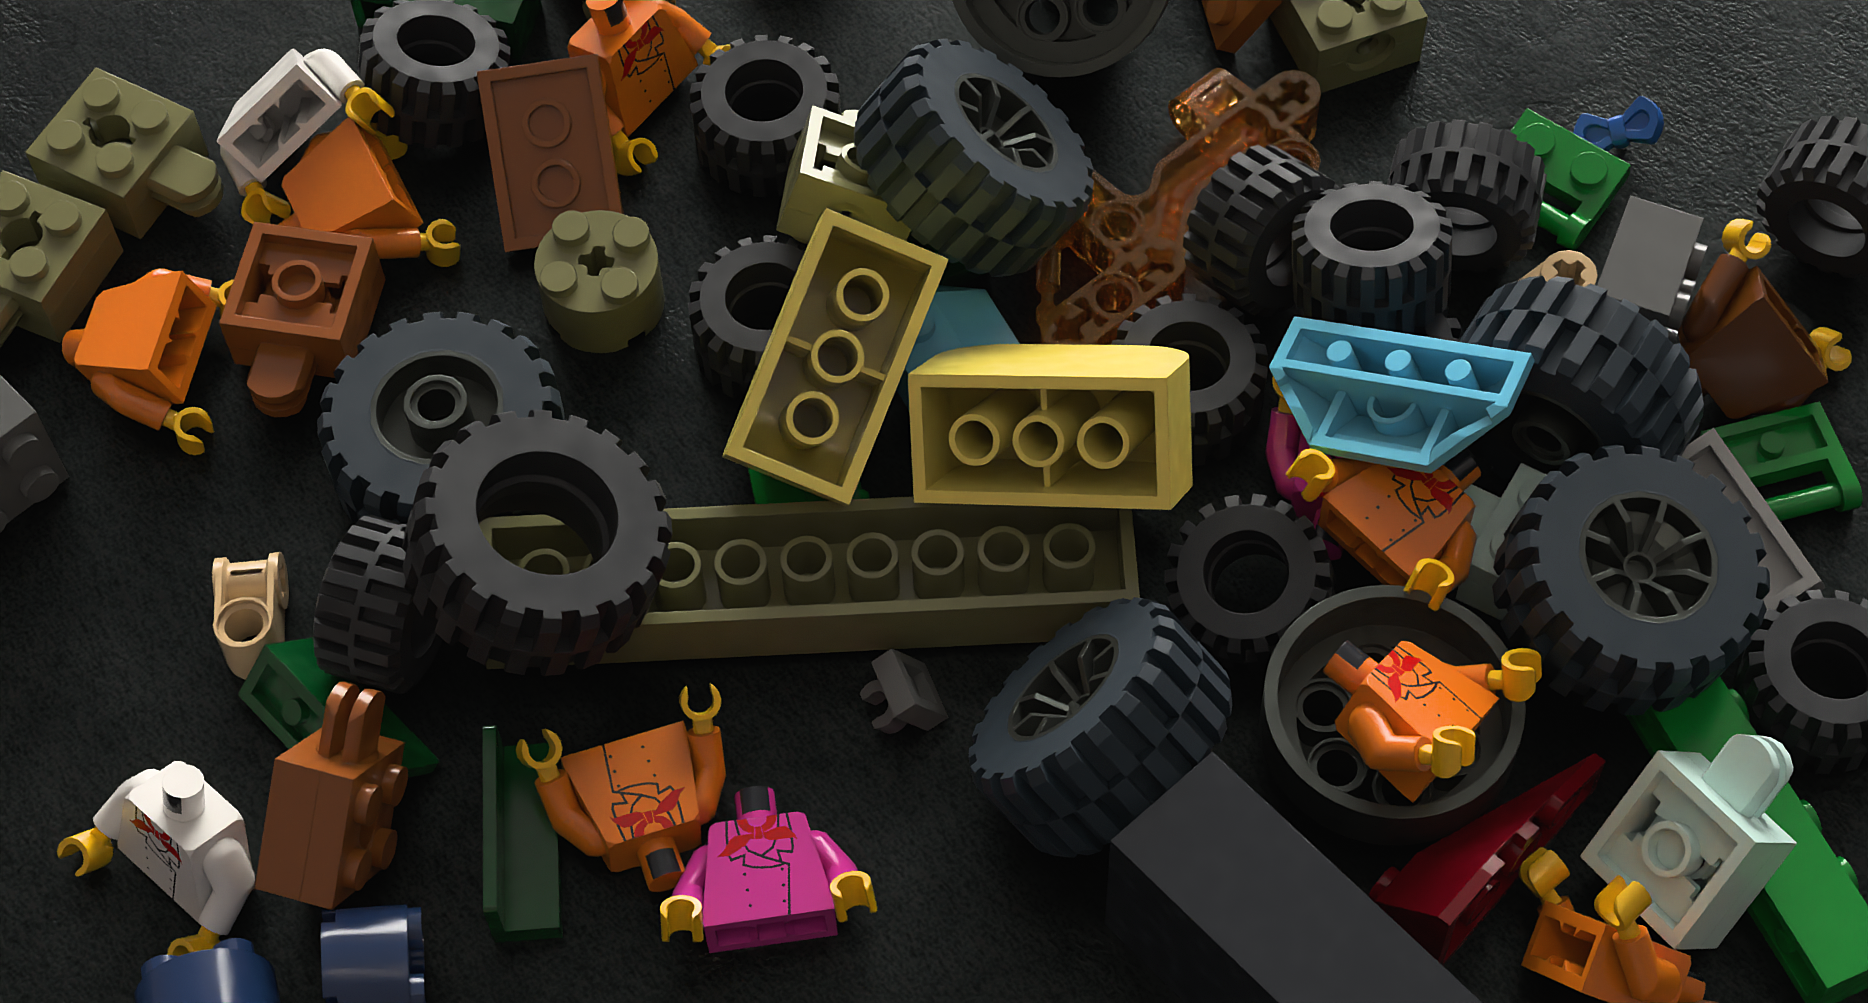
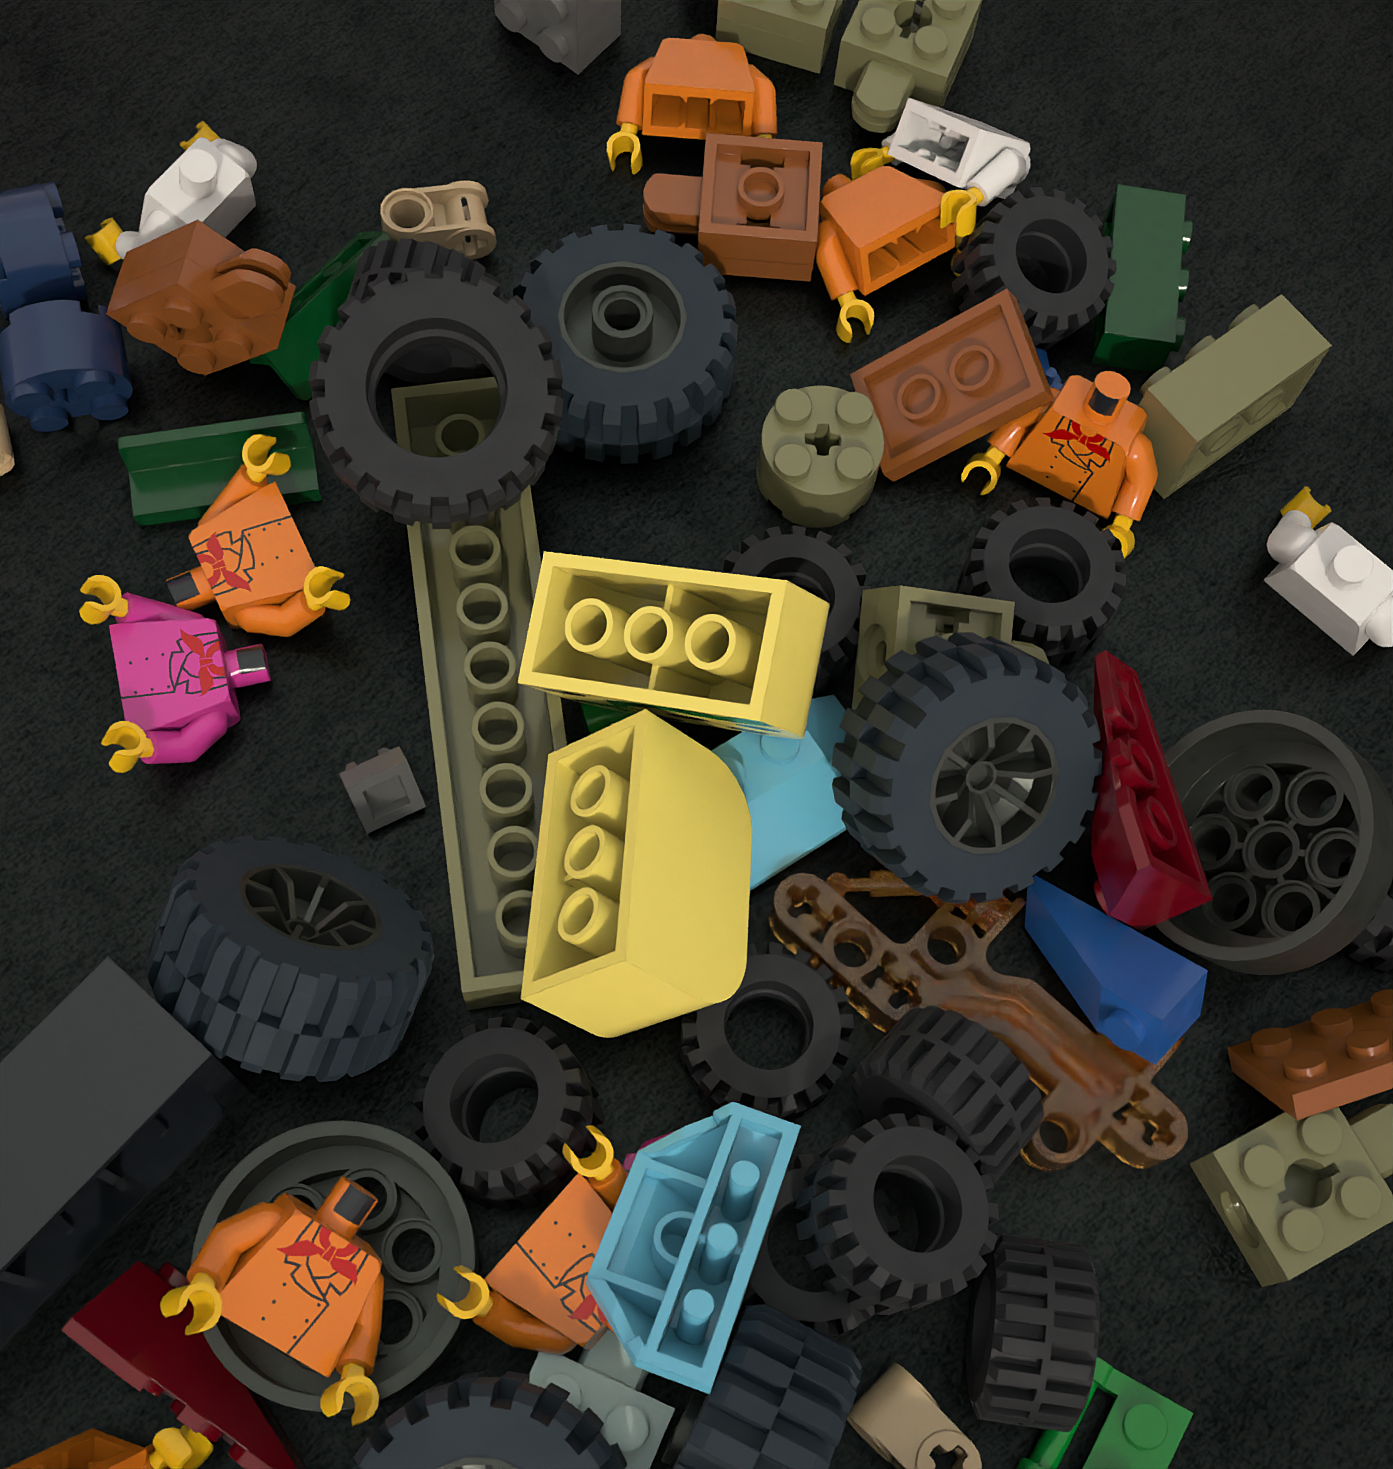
camera: 75 degrees right, 10 degrees up
(1048, 47) = (1138, 824): none -> dark red wedge
(1160, 96) = (1119, 977): none -> blue slope

